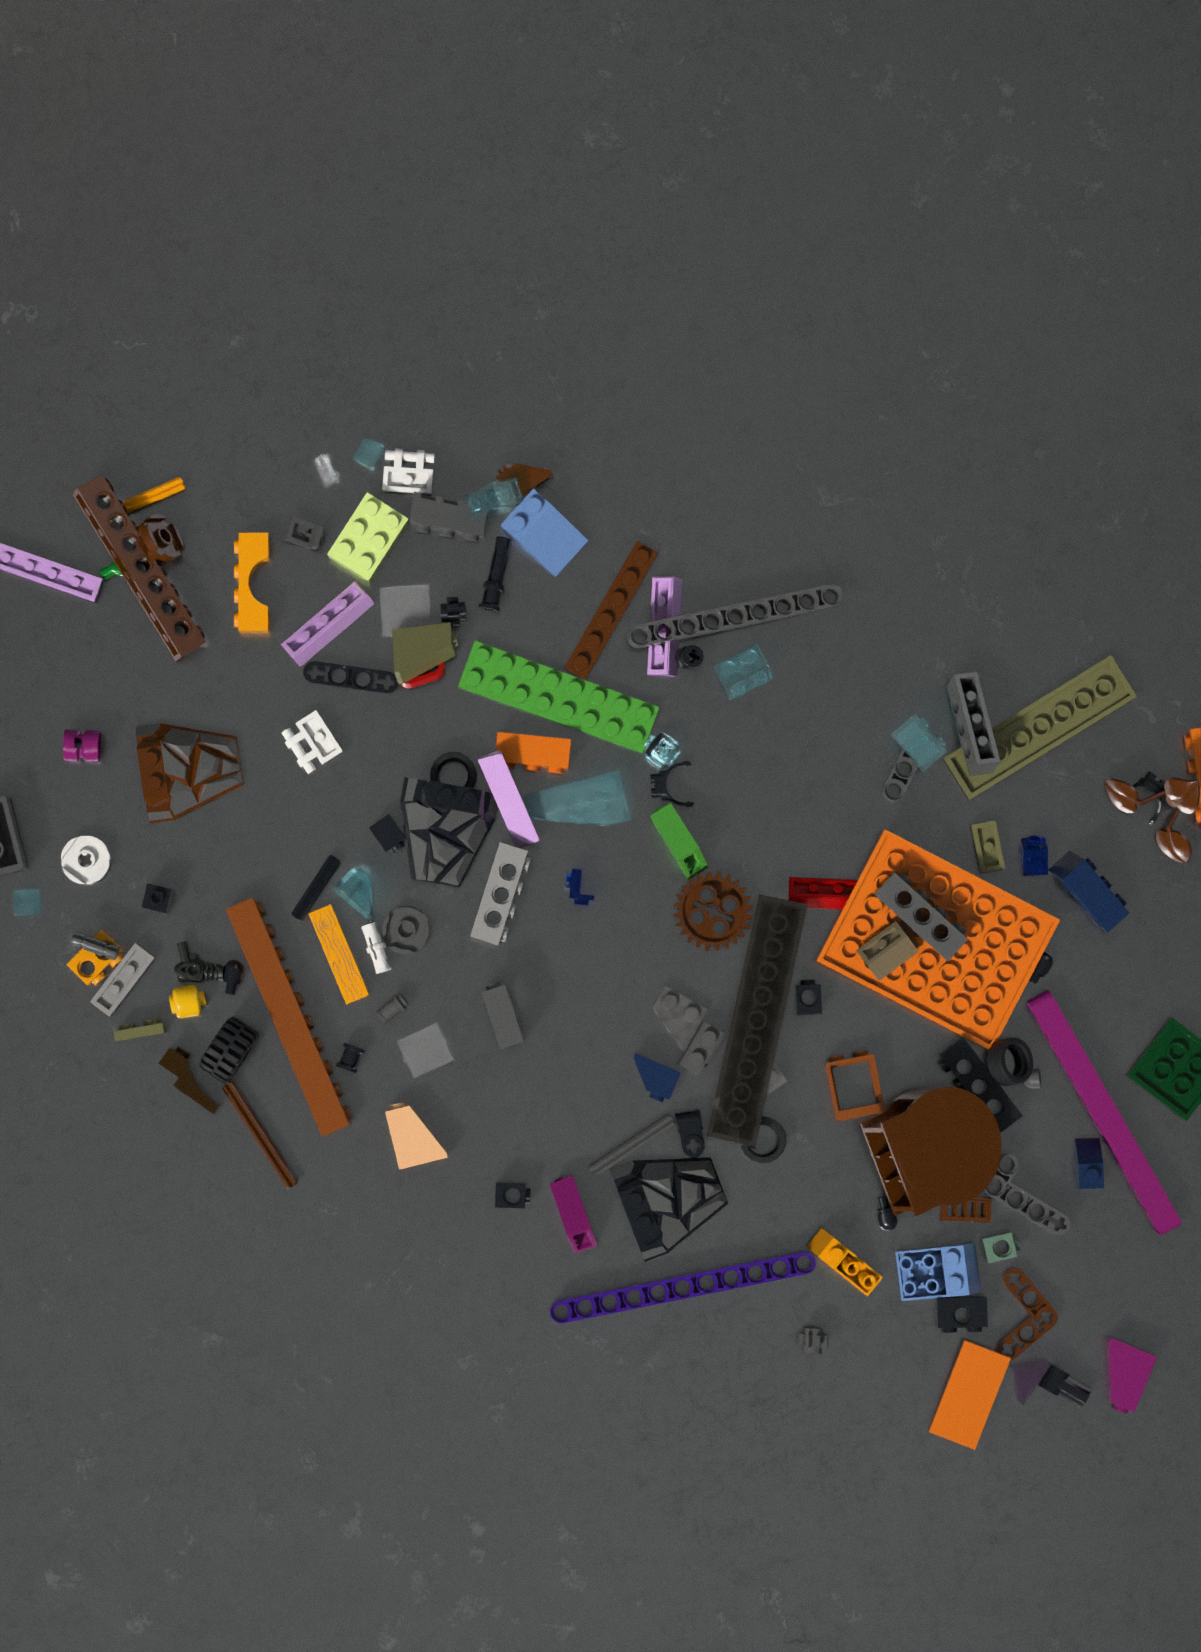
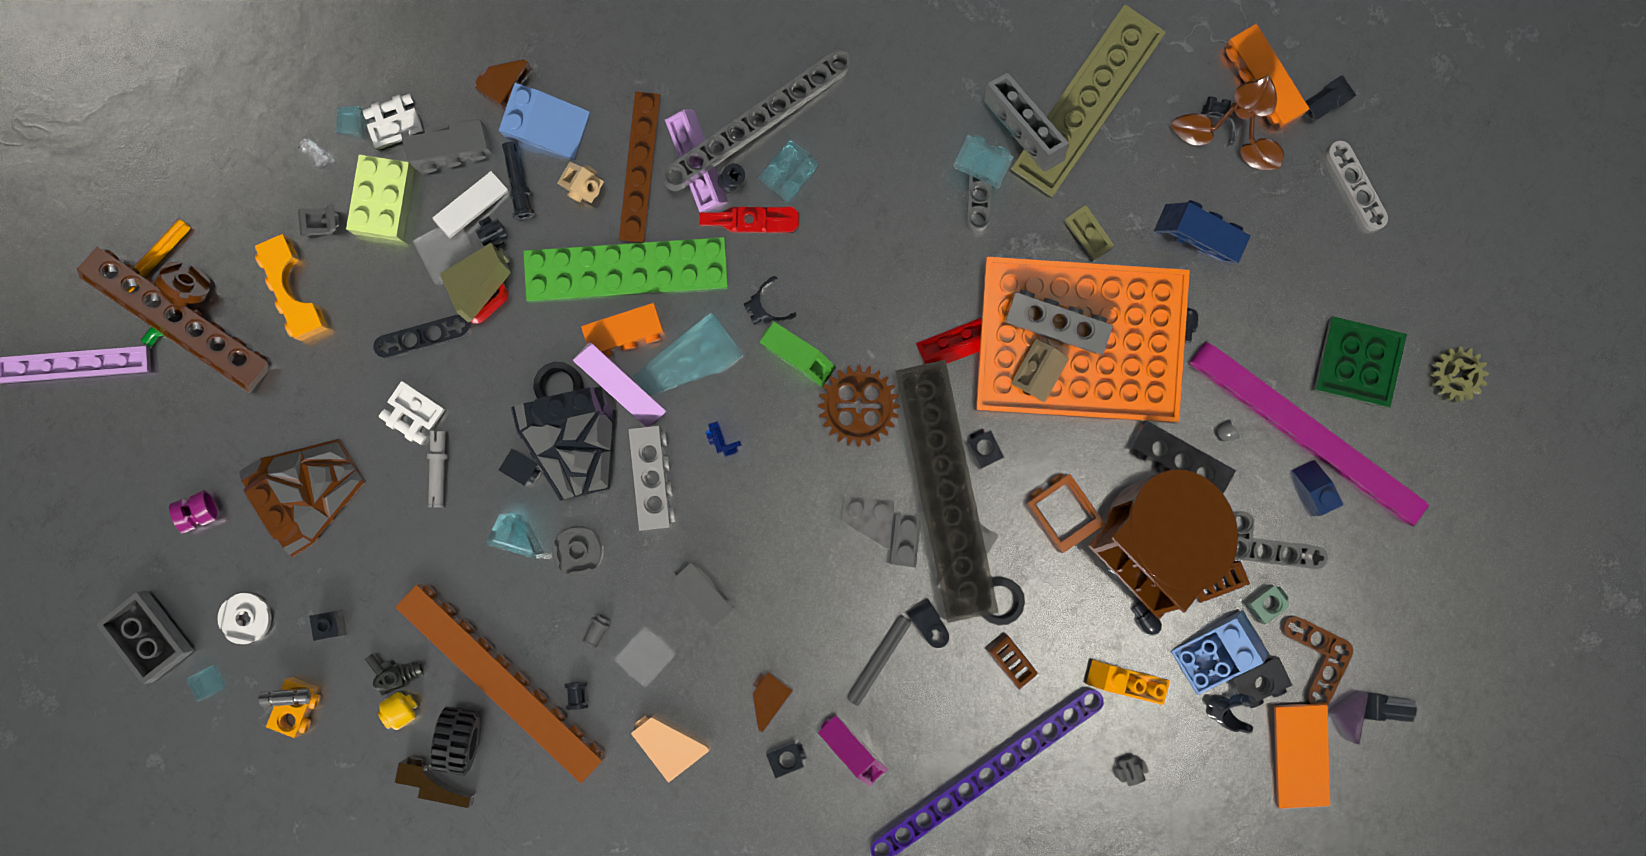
camera: 20 degrees left, 0 degrees up
(122, 979) = (328, 716): light grey plate -> none
(150, 1028) = (356, 763): olive plate -> none
(232, 975) = (431, 666): black cylinder -> none
(260, 1134) = (523, 806): reddish brown axle -> none
(313, 801) = (436, 468): none -> light grey pin
(315, 887) = (474, 548): black axle -> none
(327, 623) = (379, 296): lavender slope -> none
(338, 954) = (523, 601): light orange tile -> none
(376, 948) = (556, 580): white pin -> none
(445, 578) = (470, 204): none -> white tile
(492, 496) = (479, 106): clear light blue bracket -> none
(519, 1134) = (769, 697): none -> reddish brown slope
(552, 602) = (580, 182): none -> tan brick
(656, 1077) = (875, 586): dark blue slope -> none
(661, 750) = (744, 276): clear light blue head -> none
(668, 1200) = (935, 697): wedge -> none
(703, 707) = (765, 219): none -> red piece
(744, 1177) = (996, 645): none -> reddish brown slope
(916, 1327) = (1221, 710): none -> black helmet
(1023, 1061) = (1192, 432): black tyre -> none
(1034, 856) = (1136, 222): clear blue bracket -> none
(1127, 1374) = (1441, 671): magenta slope -> none

